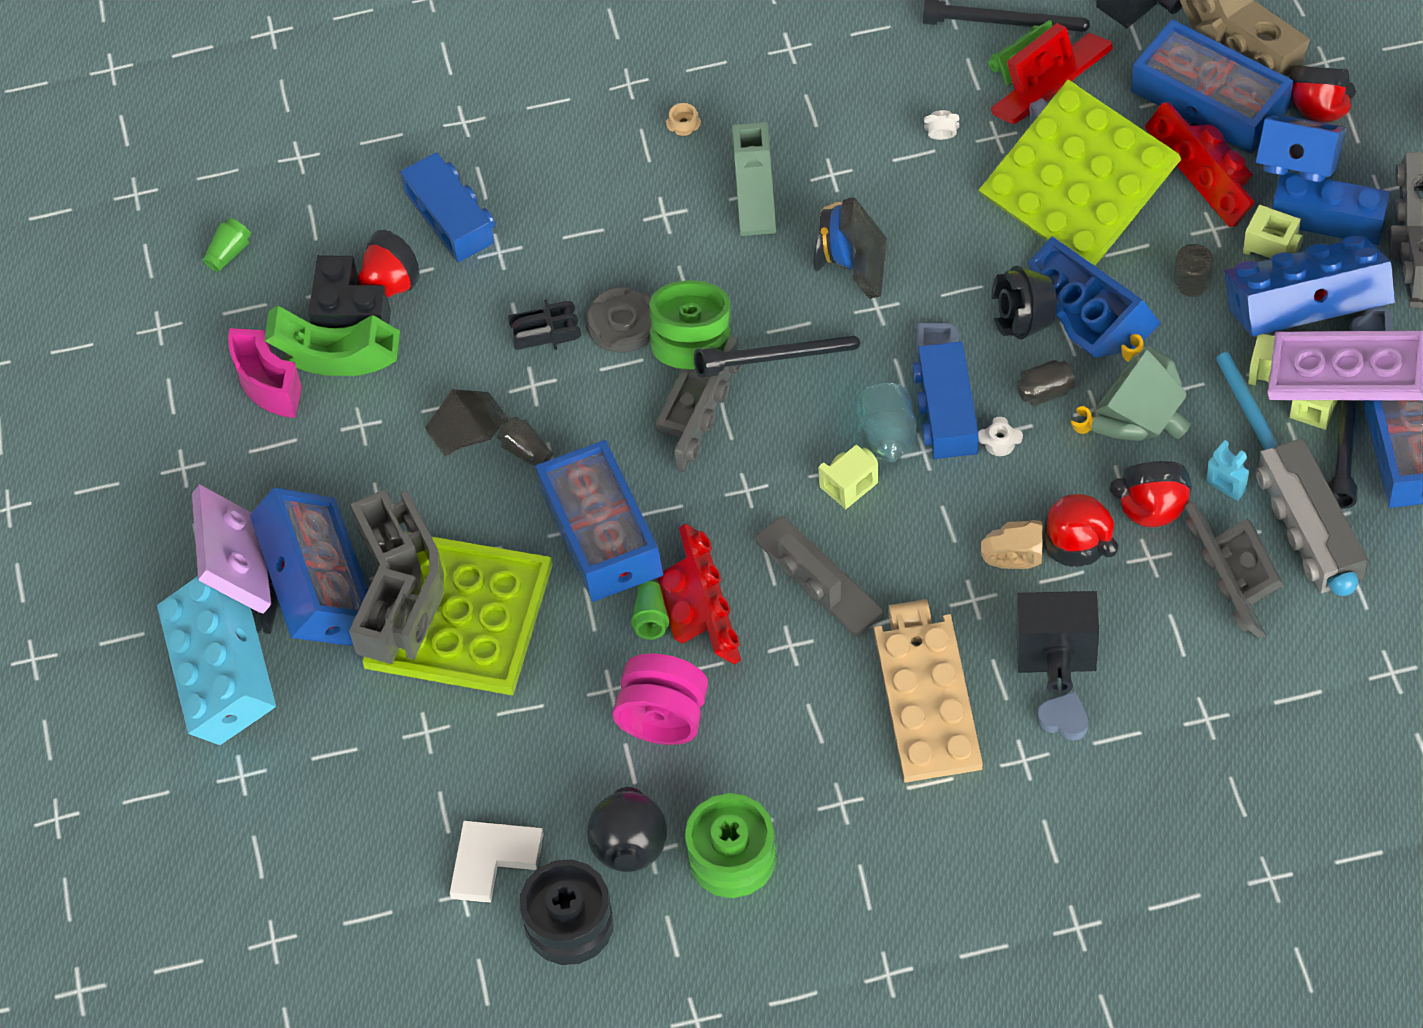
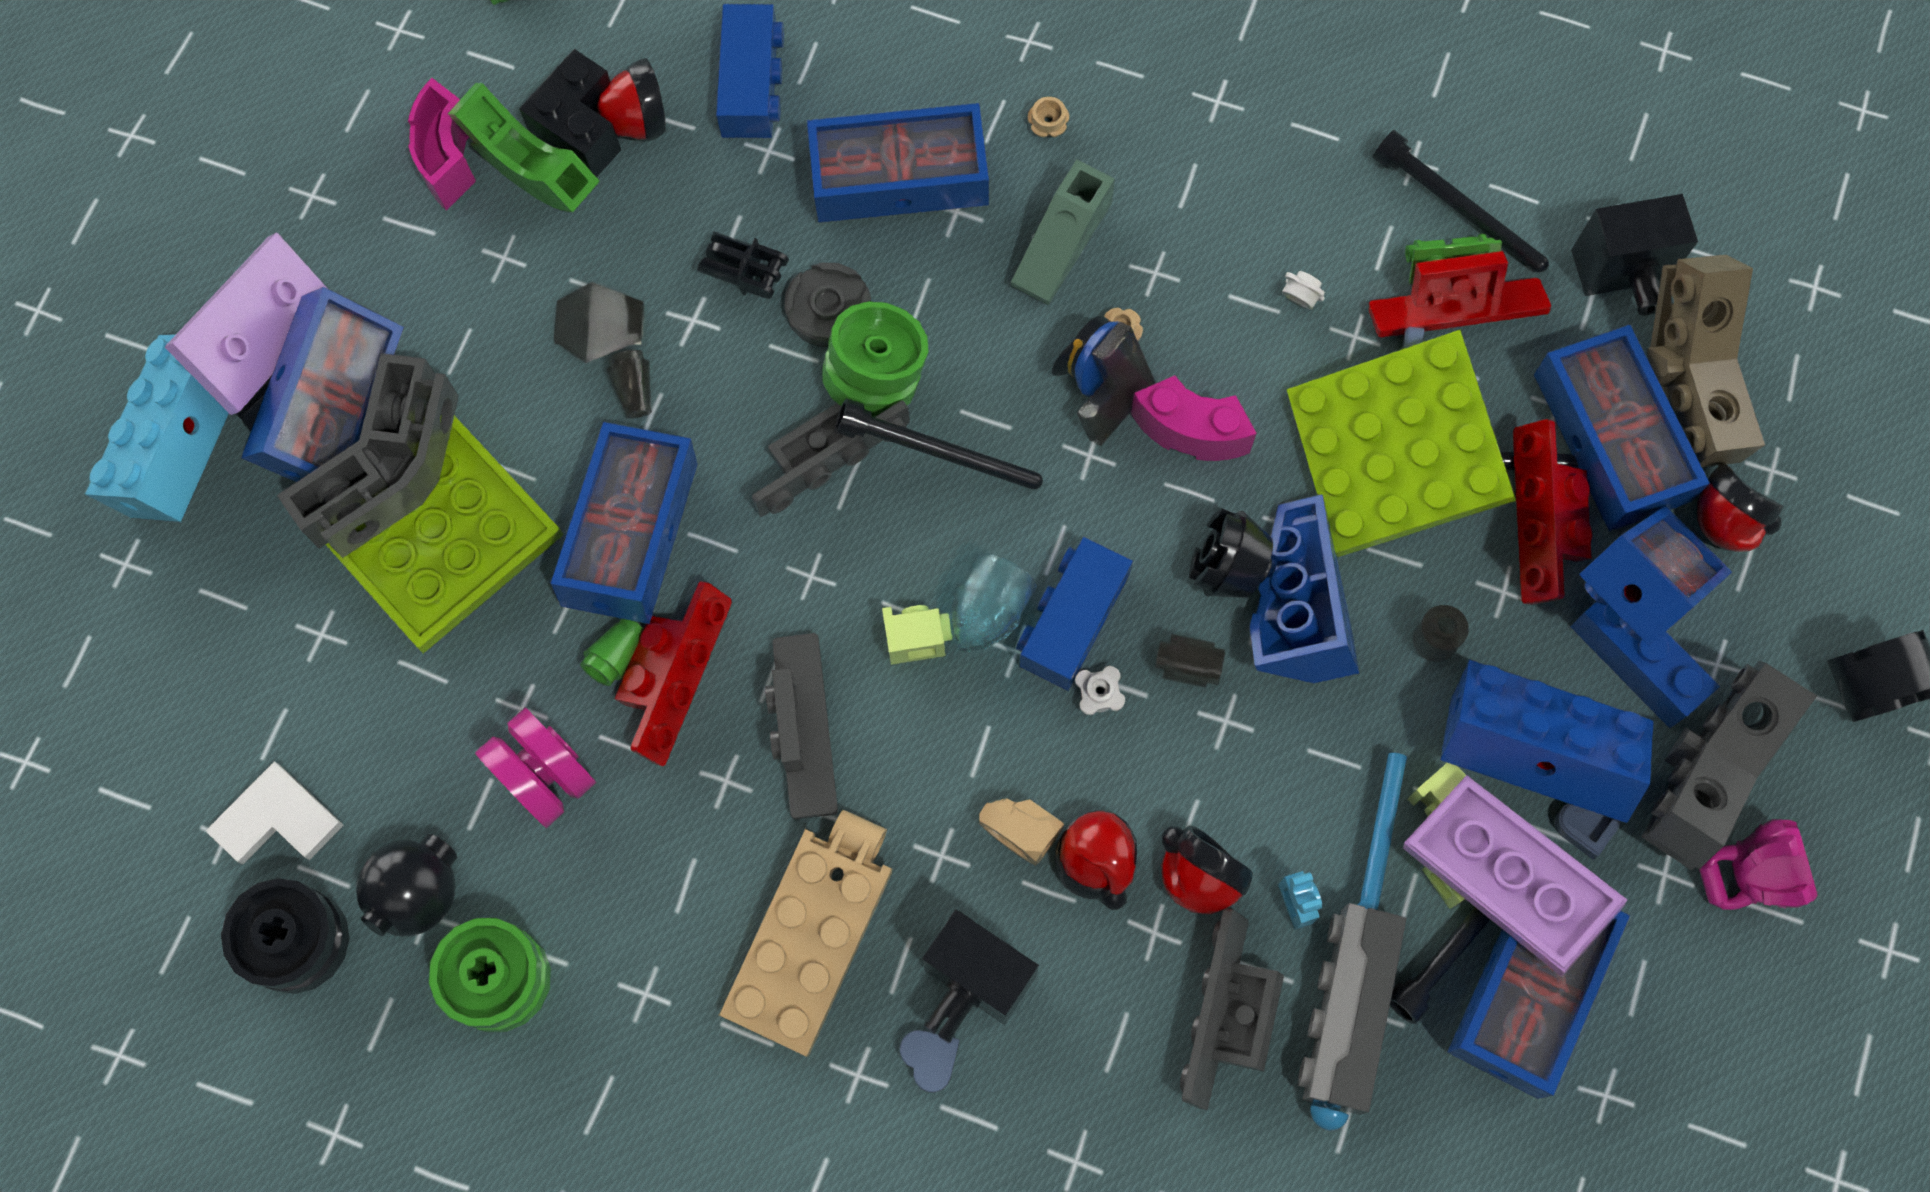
camera: 30 degrees right, 15 degrees up
(605, 200) = (898, 162): none -> brick
(934, 242) = (1193, 423): none -> dark pink brick
(935, 333) = (1119, 531): sand blue tile -> none
(1140, 399) = (1271, 751): torso -> none
(1272, 233) = (1564, 634): yellowish green brick -> none

